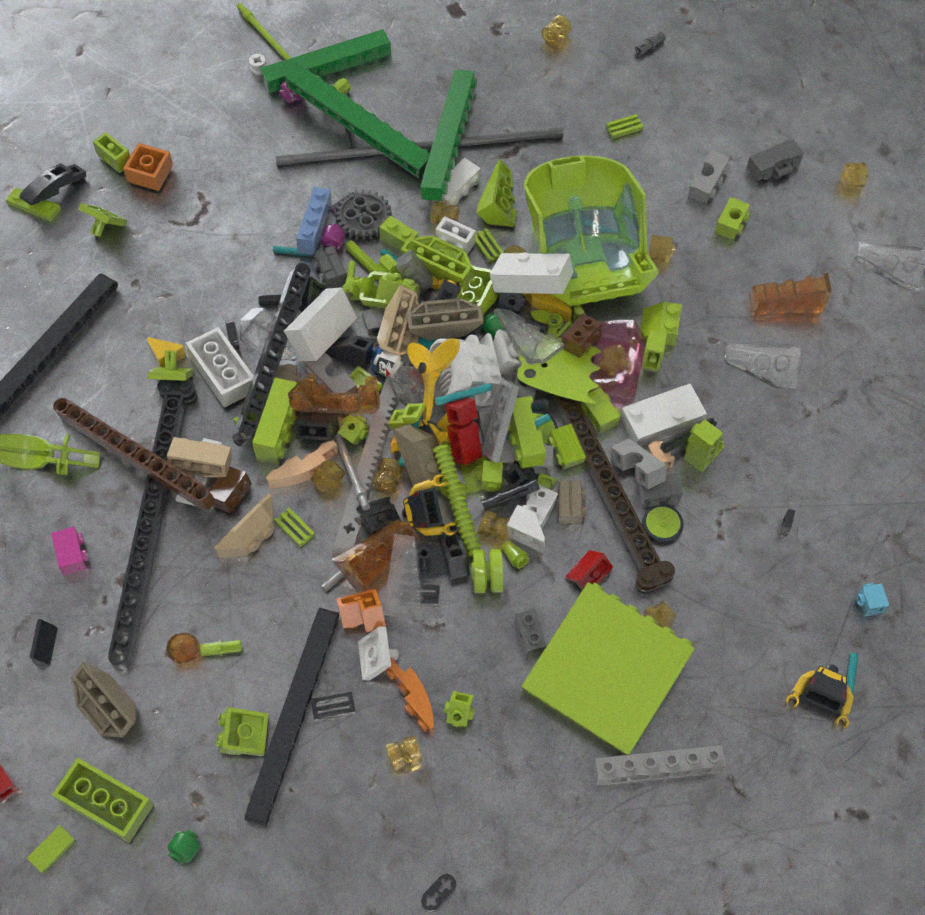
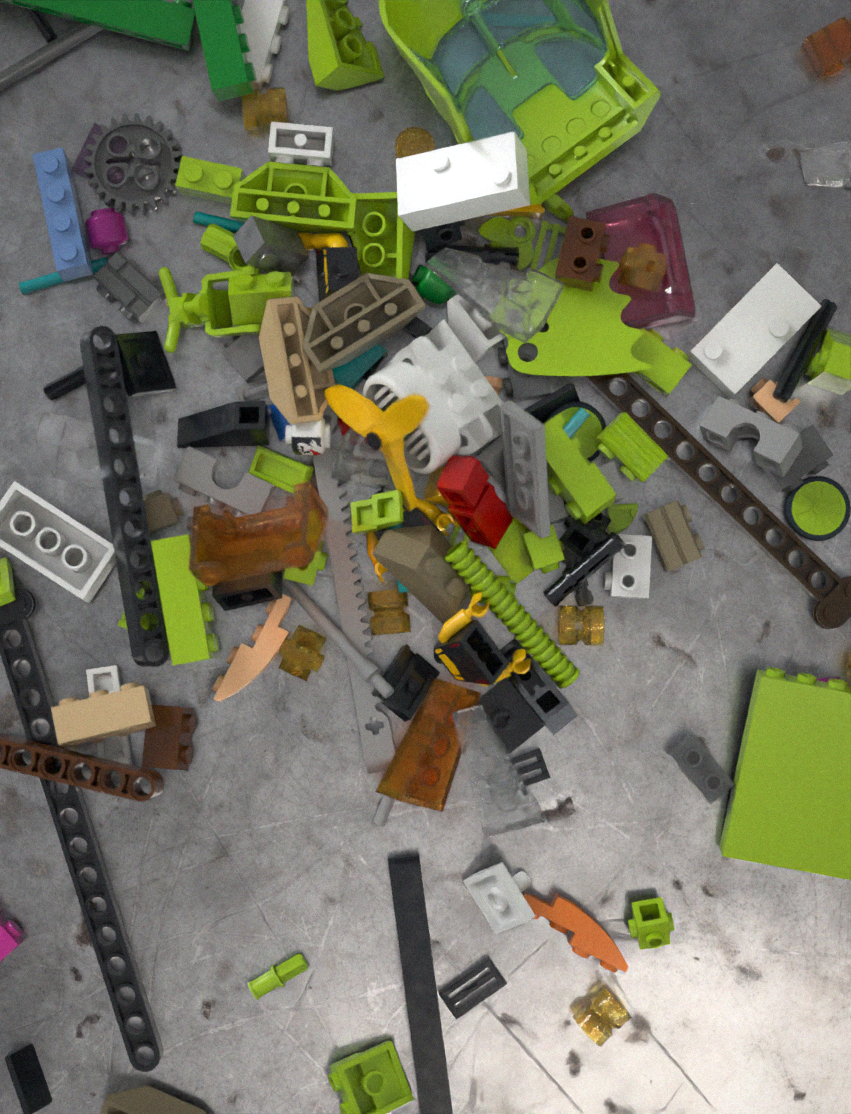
camera: 20 degrees left, 25 degrees up
(183, 648) = (228, 1004): clear orange hair -> none
(232, 334) = (38, 476): black beam -> none
(249, 531) = (231, 785): tan wedge -> none
(284, 516) = (285, 760): lime tile -> none
(320, 324) = (172, 411): white brick -> none
(361, 609) = (453, 838): orange brick -> none
(362, 257) = (180, 248): lime axle -> none
(463, 394) = (454, 456): teal bar -> none
(483, 571) = (599, 707): lime wheel -> none
(485, 232) = (336, 117): lime tile -> none
(515, 554) = (626, 653): lime cone -> none
(526, 528) = (631, 615): white slope -> none
(590, 569) = (741, 631): red panel -> none
(654, 350) = (699, 224): lime brick -> none
(661, 248) = (636, 23): clear yellow brick -> none
(663, 318) = (687, 163): lime slope -> none

